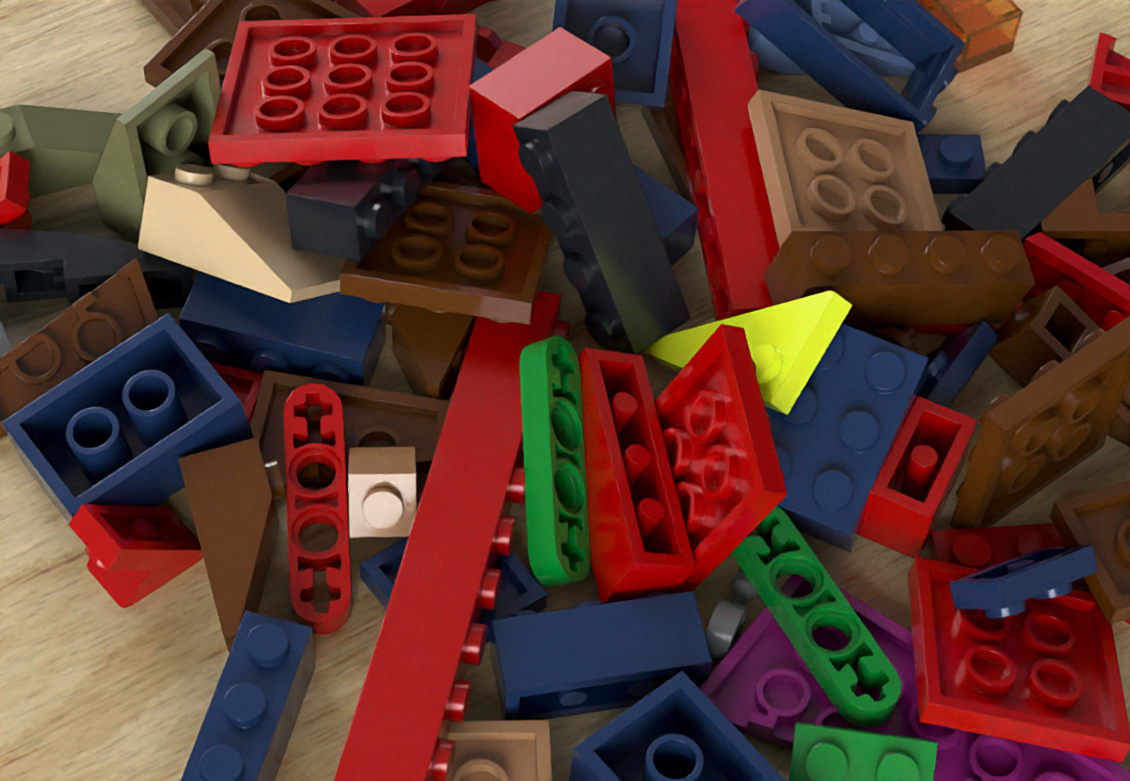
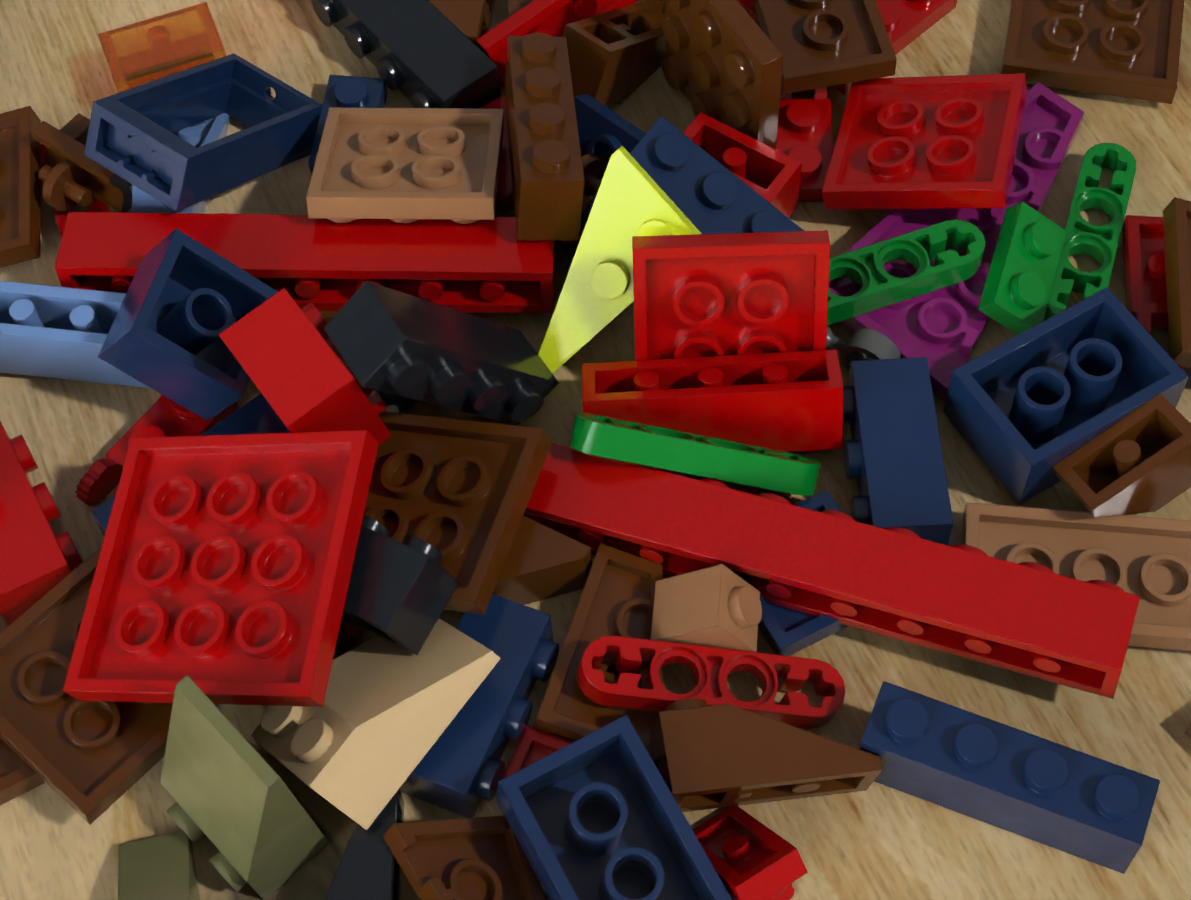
camera: 75 degrees left, 5 degrees up
(1036, 574) = (864, 112): dark blue plate -> none

